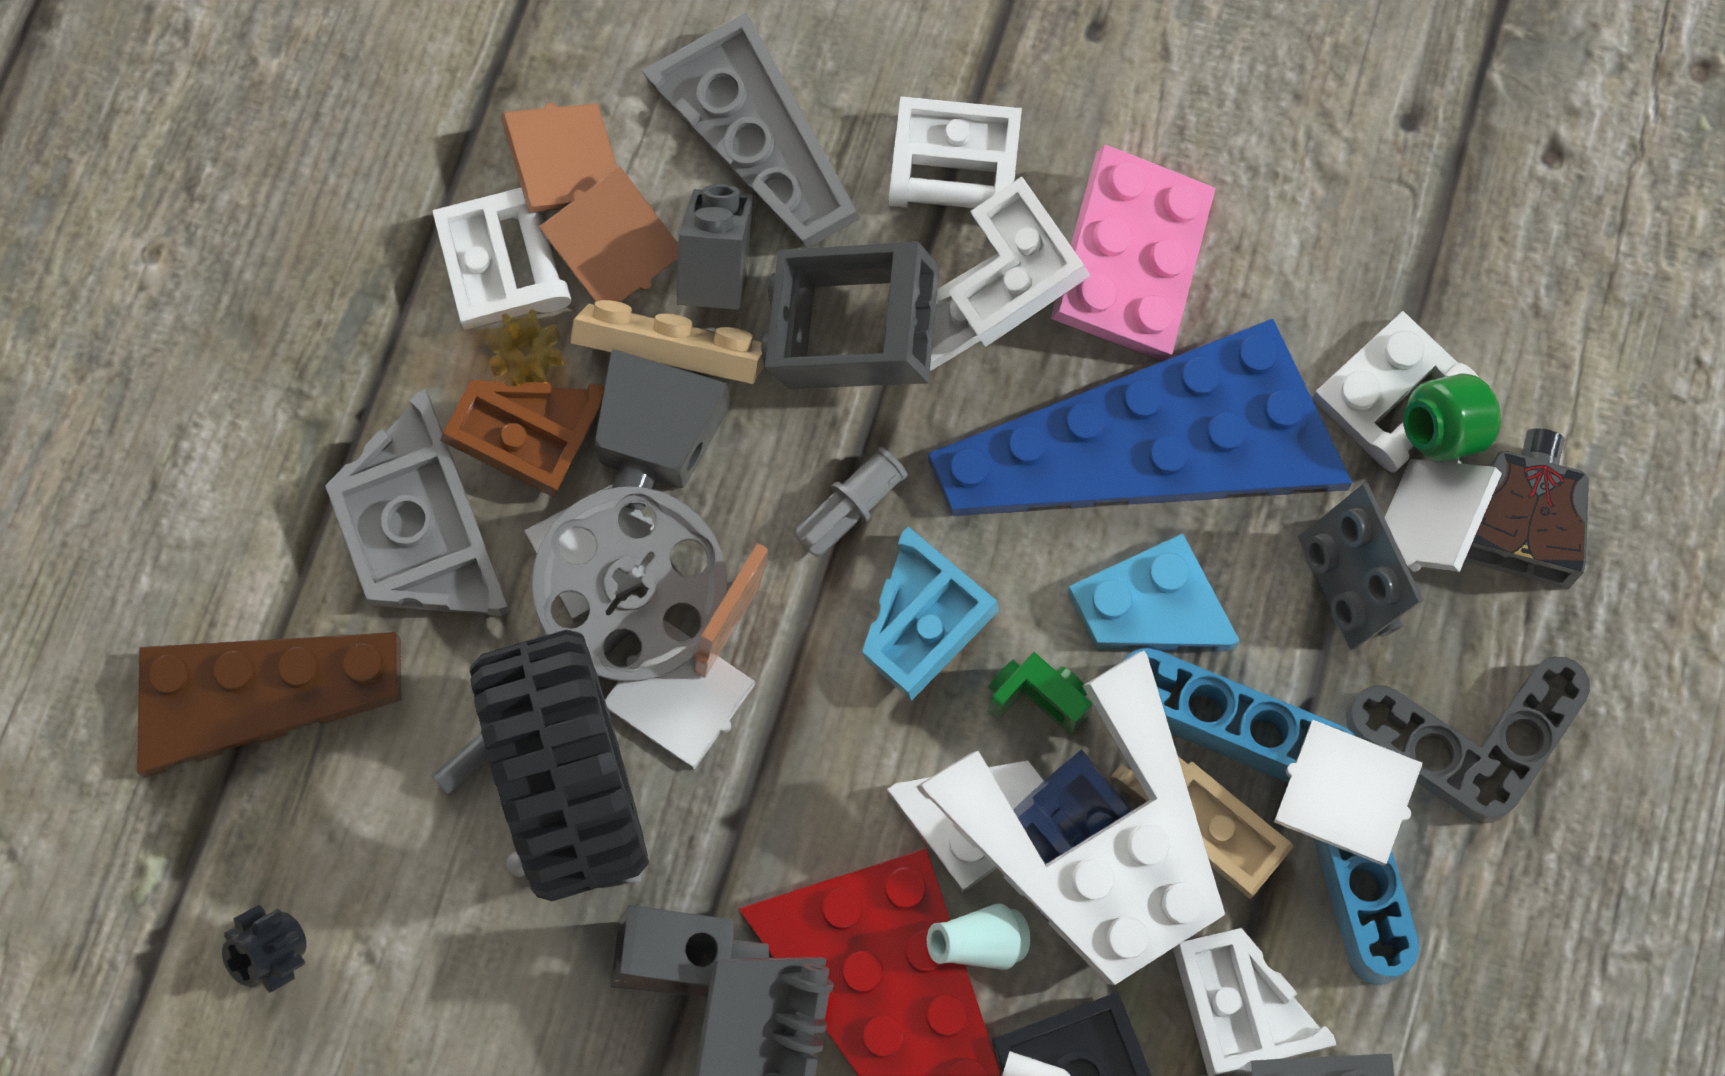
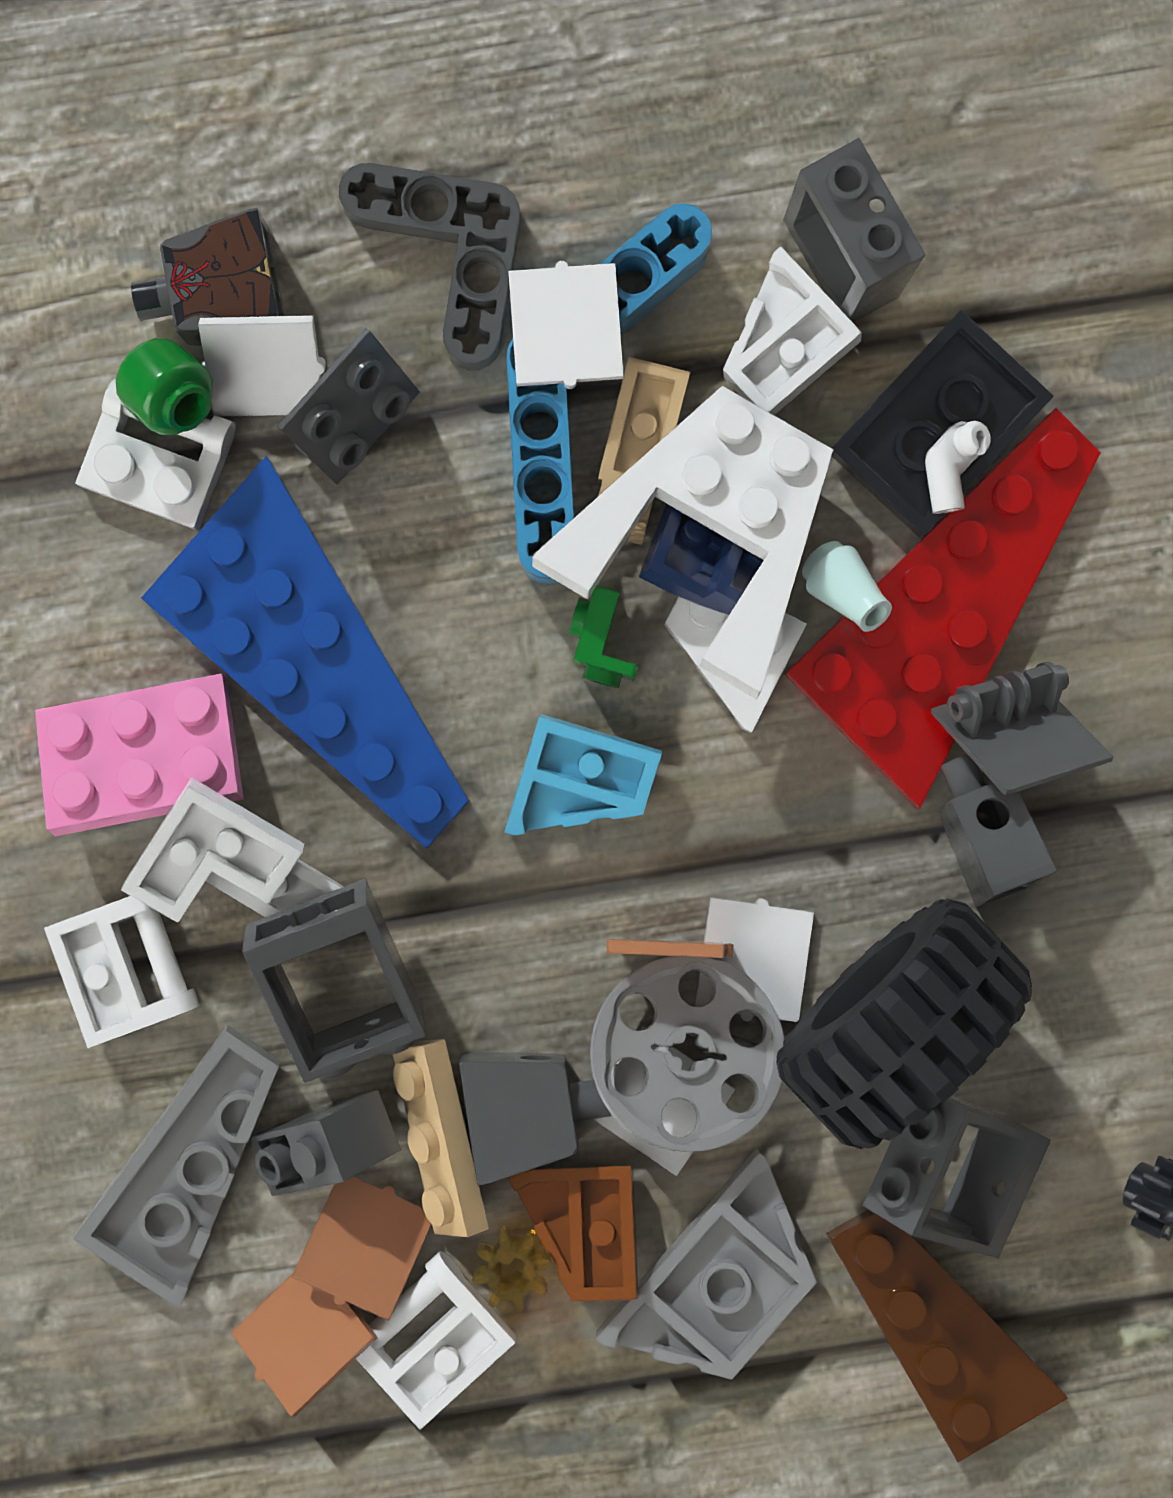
camera: 120 degrees left, 15 degrees up
(344, 769) = (974, 1212): none -> dark grey window
(850, 502) = (507, 896): light grey axle -> none
(1153, 602) = (464, 581): medium azure wing -> none

